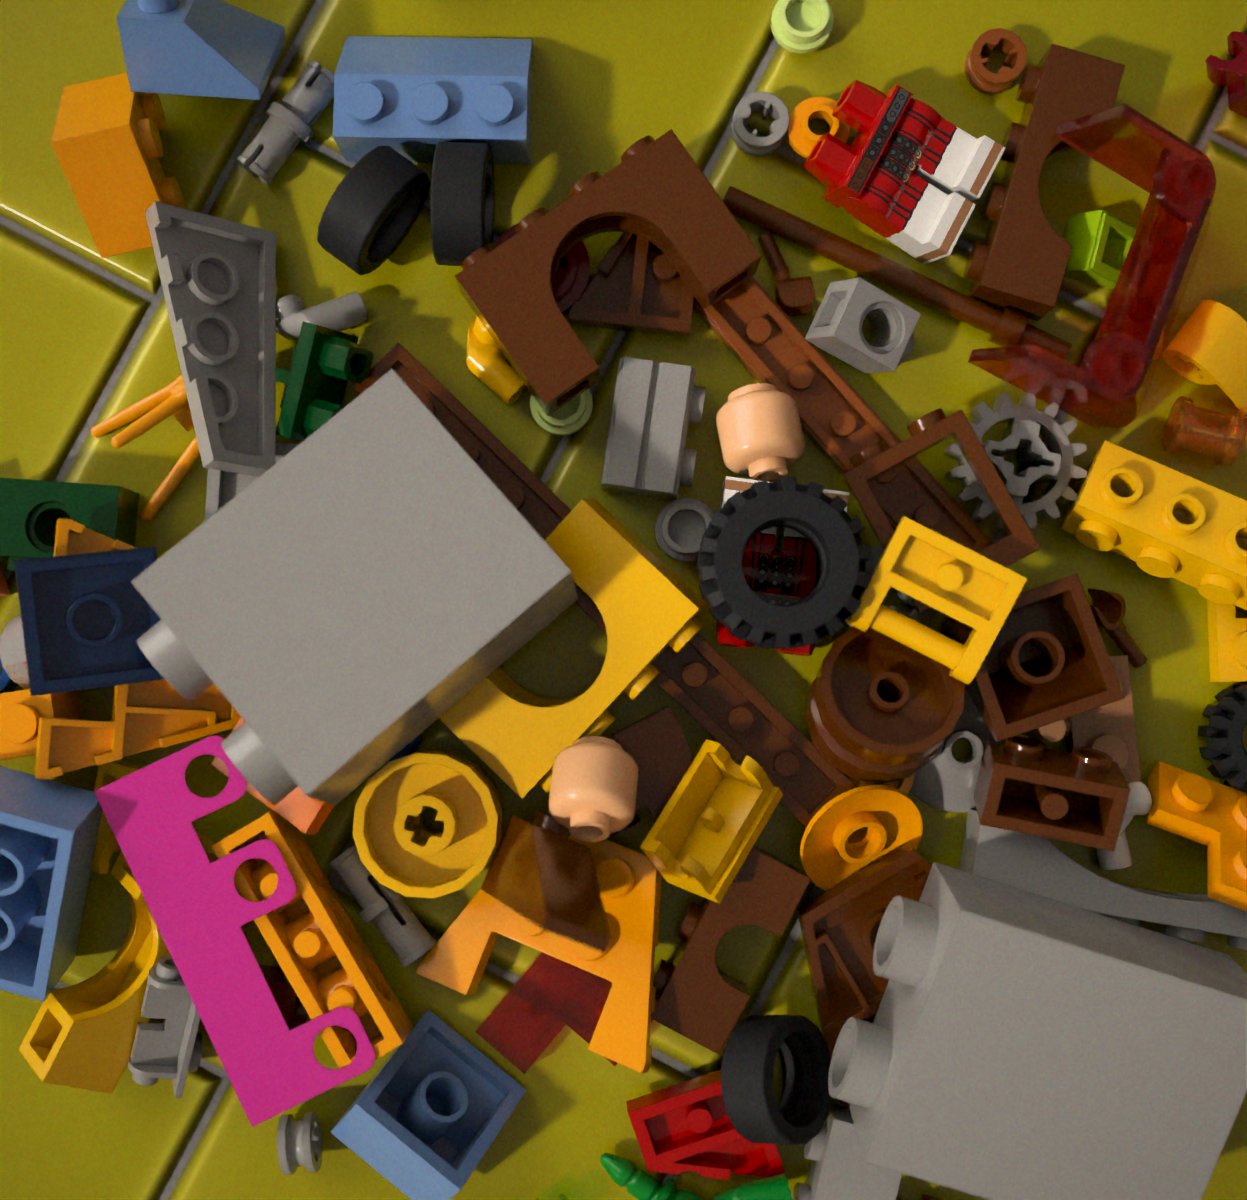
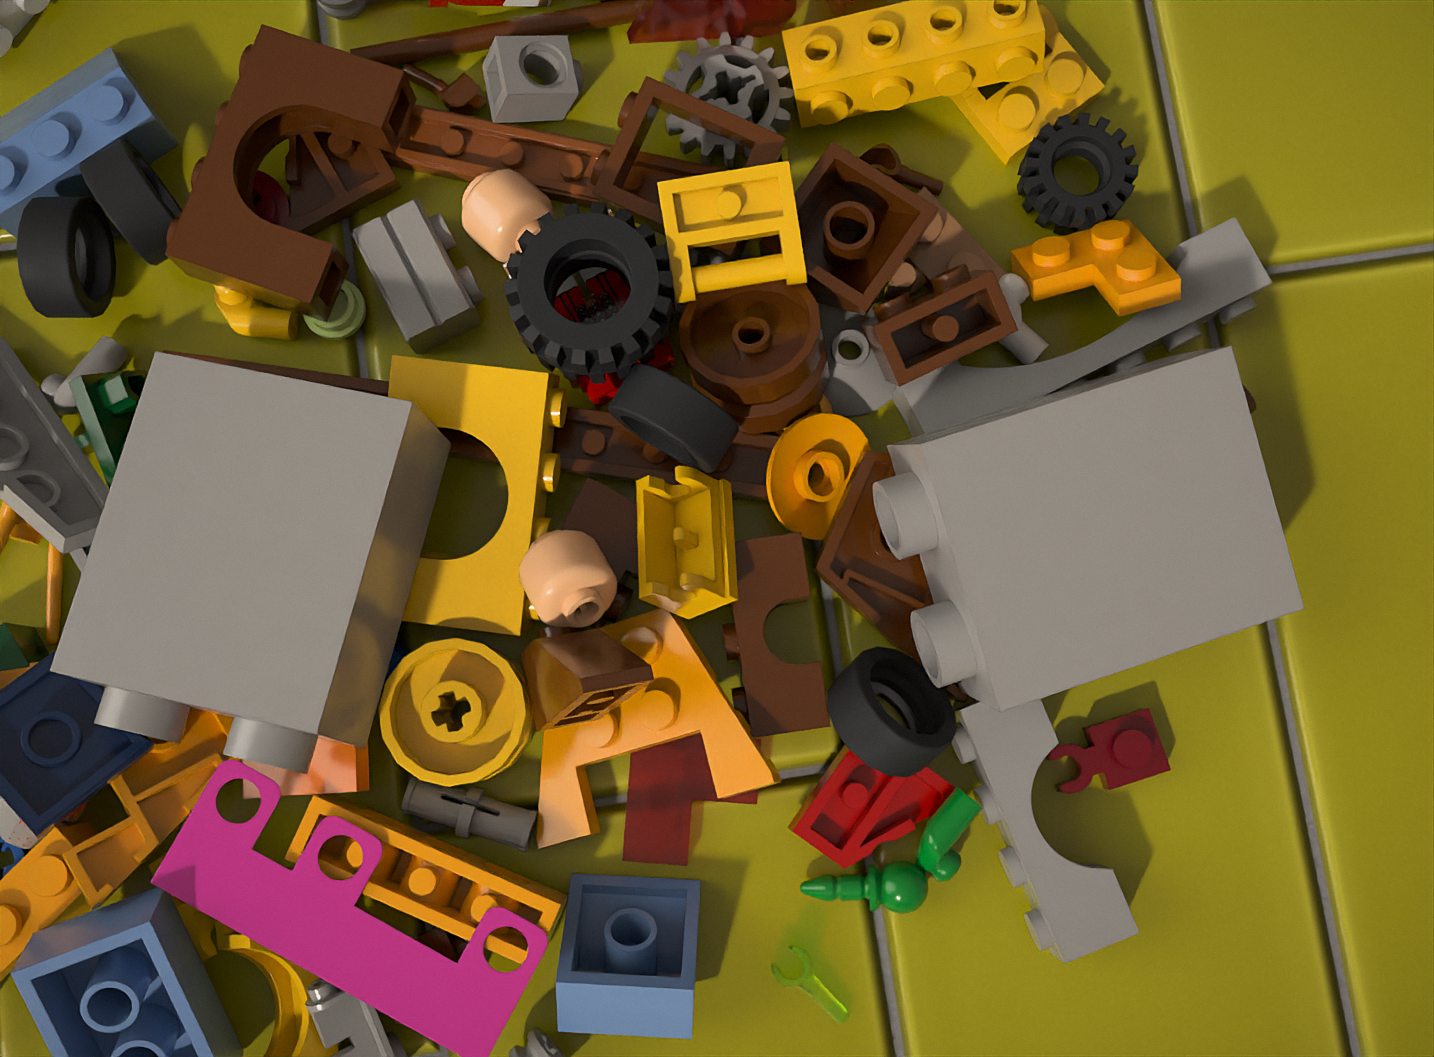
camera: 35 degrees left, 5 degrees down
(682, 527) = (500, 340): light grey plate -> none
(775, 715) = (673, 417): none -> black tyre

